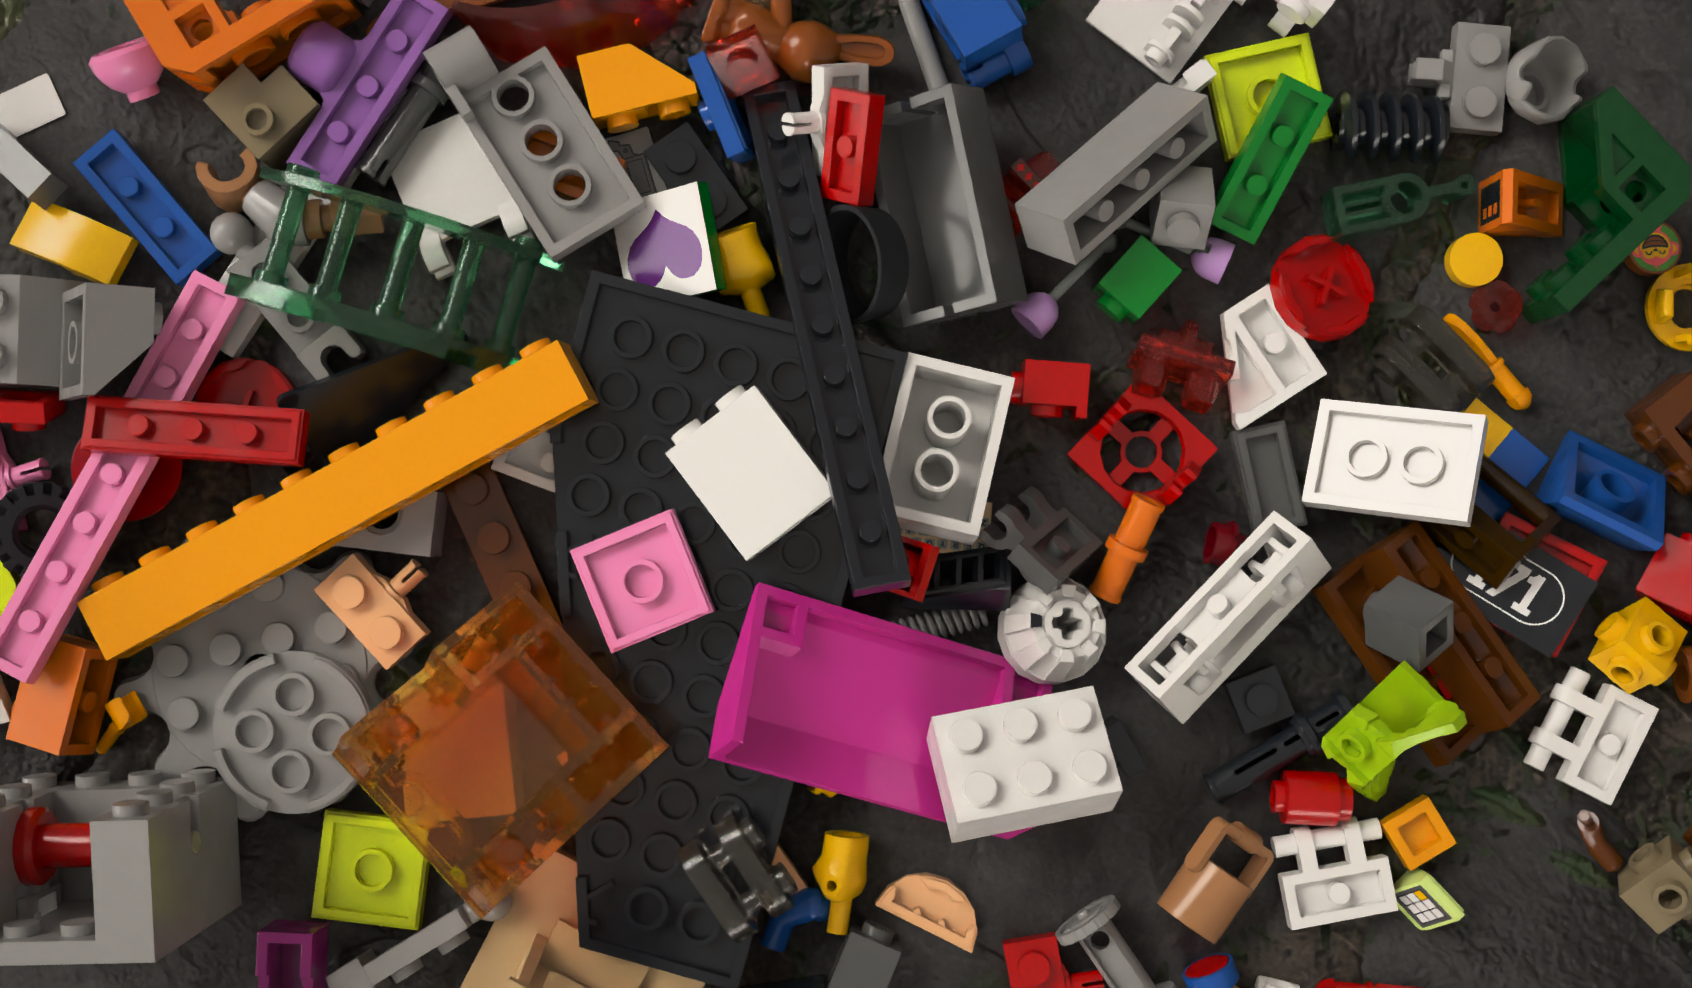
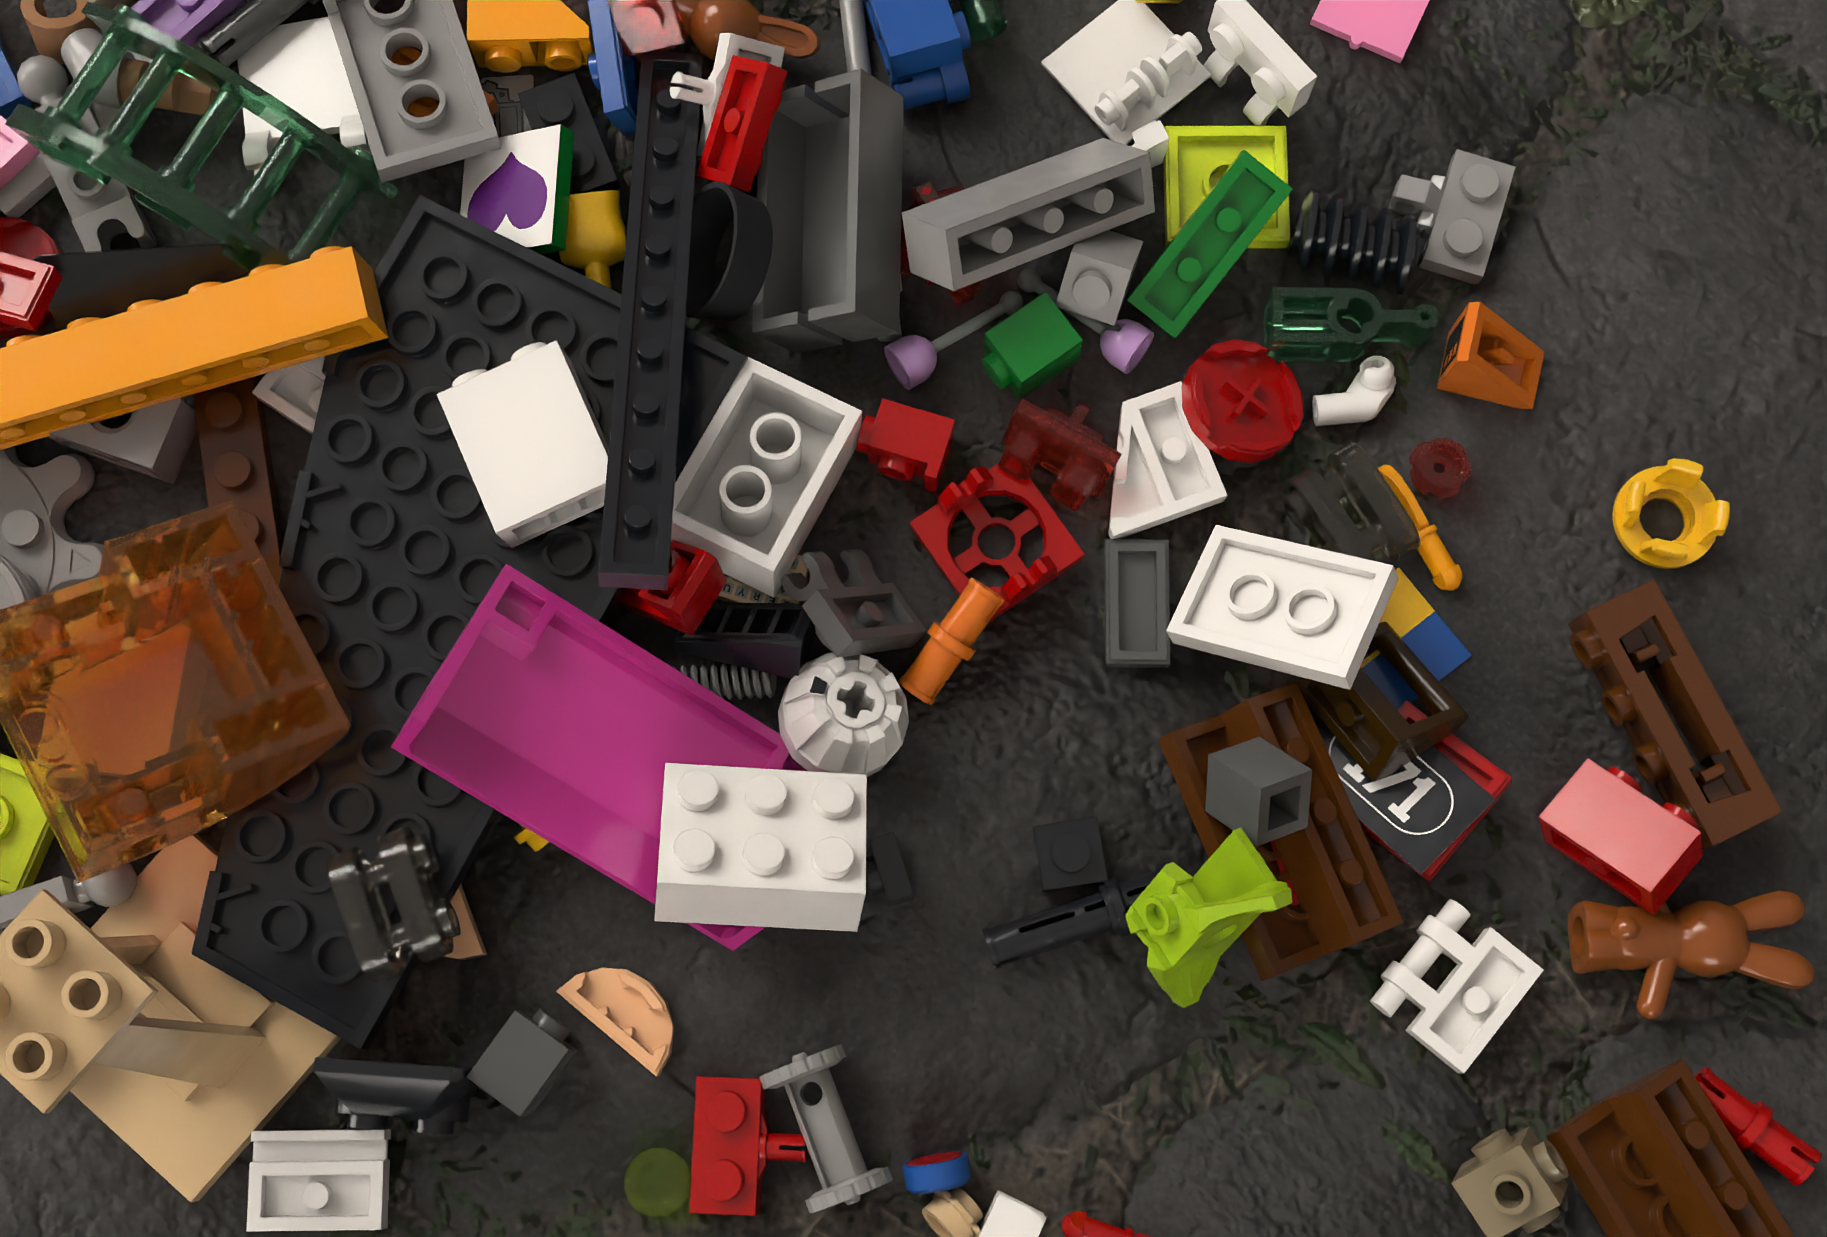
camera: 15 degrees right, 10 degrees down
(376, 607) = (75, 511): light nougat plate -> none
(642, 580) = (378, 540): bright pink plate -> none
(809, 906) = (458, 979): blue arm -> none
(842, 874) = (526, 946): yellow piece -> none
(1205, 893) = (953, 1068): medium nougat piece -> none
(1221, 542) = (1067, 665): dark red plate -> none
(1229, 616) = (1051, 744): white brick -> none
(1311, 798) = (1104, 983): red brick -> none
(1338, 889) = (1113, 1103): white plate -> none
(1417, 832) = (1223, 1055): light orange plate -> none
(1419, 261) = (1363, 397): none -> white arm
(1425, 900) = (1215, 1141): slope -> none
(1473, 260) = (1424, 411): yellow tile -> none
(1544, 79) = (1542, 227): light grey hair -> none
(1594, 839) = (1439, 1115): reddish brown piece -> none
(1606, 494) = (1526, 706): blue slope -> none
(1633, 170) = (1598, 325): dark green bracket -> none
(1637, 646) = (1530, 886): yellow brick -> none
(1656, 253) = (1633, 442): tile -> none

